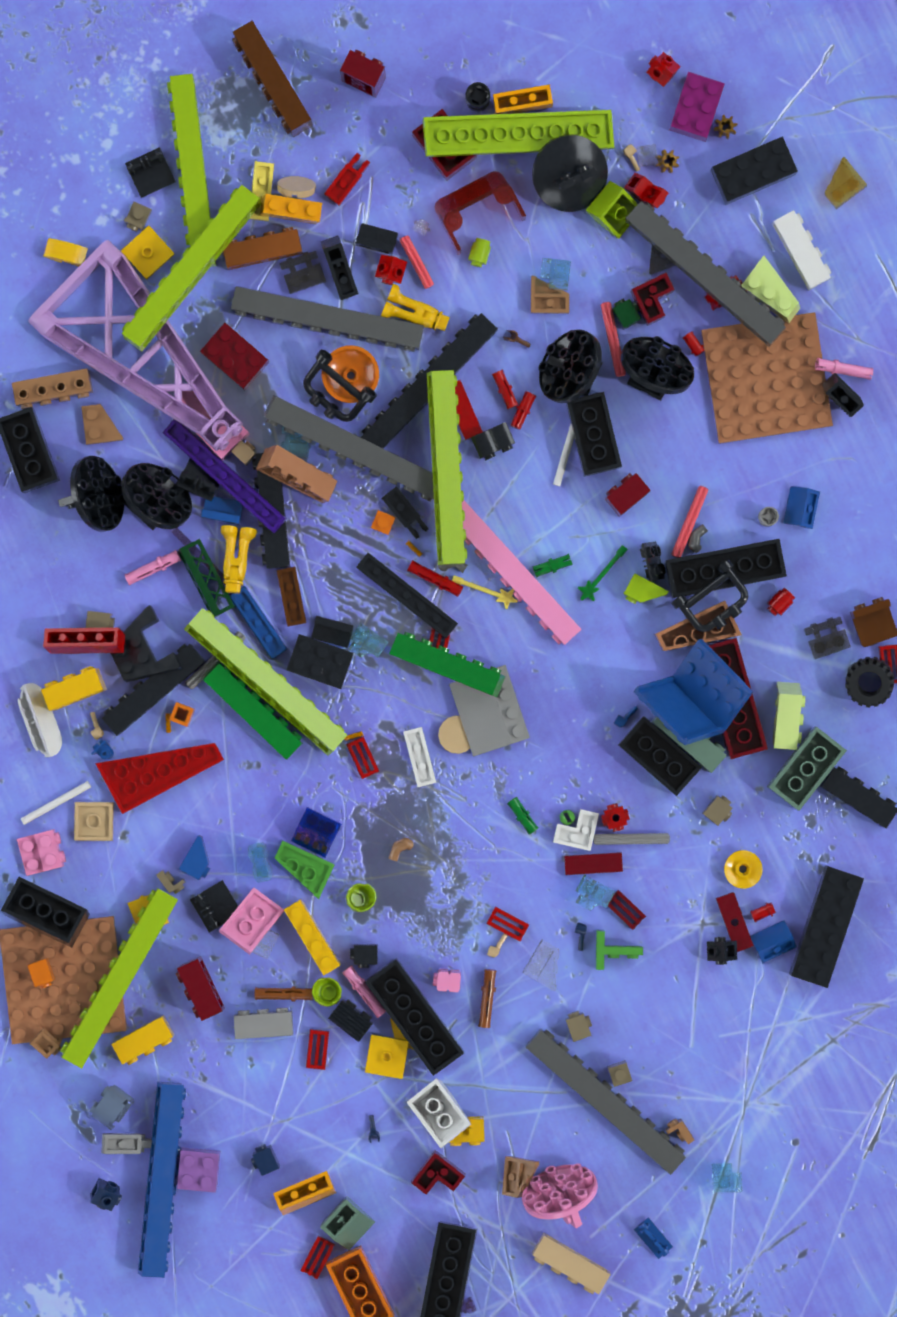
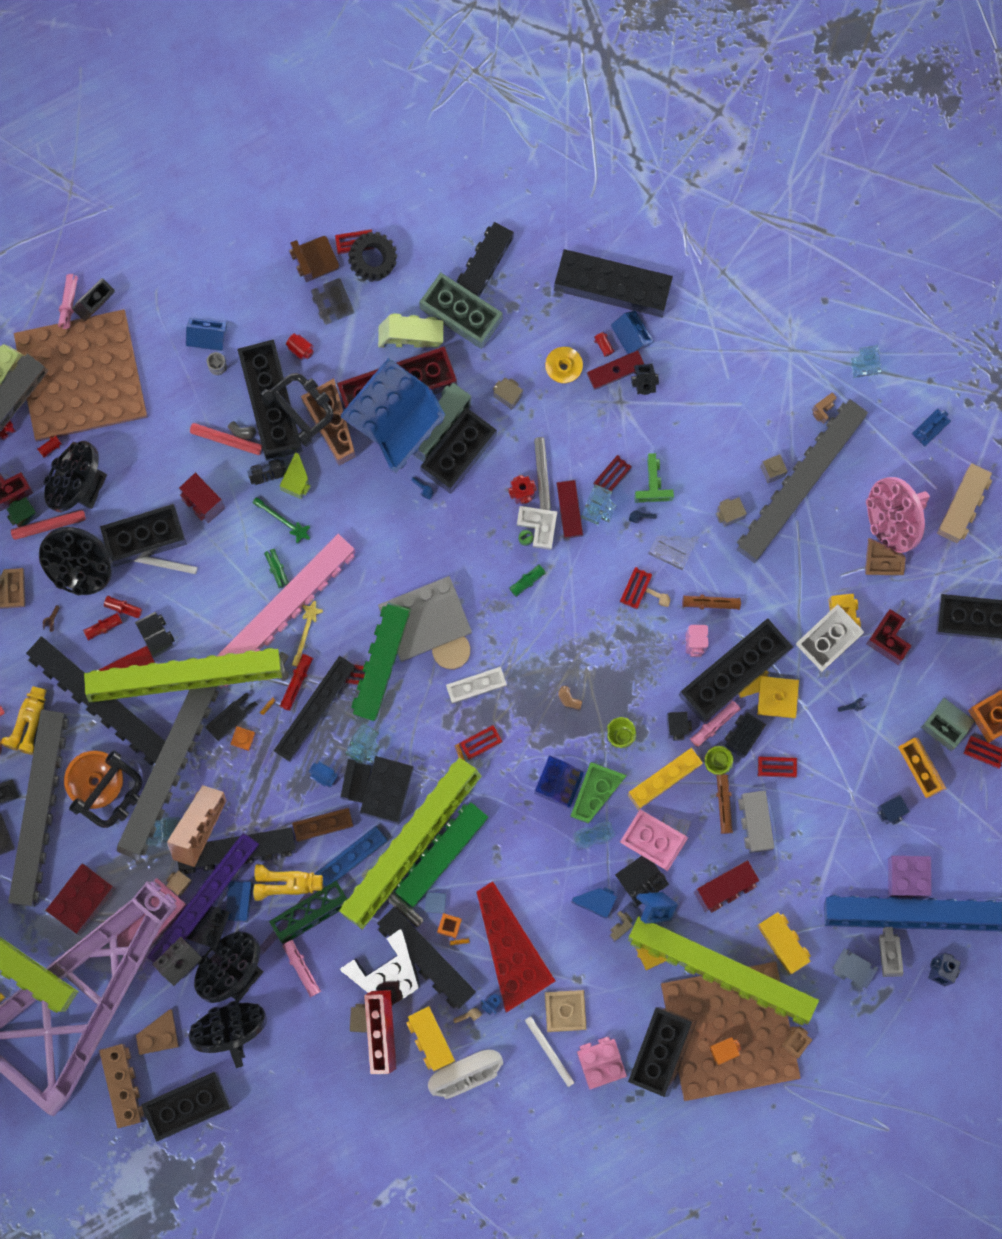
camera: 100 degrees left, 10 degrees down
(167, 447) = (177, 961): none -> dark grey brick
(186, 919) = (658, 907): none -> blue panel
(207, 702) = (435, 902): none -> medium blue tile
(341, 599) = (322, 774): none -> blue brick

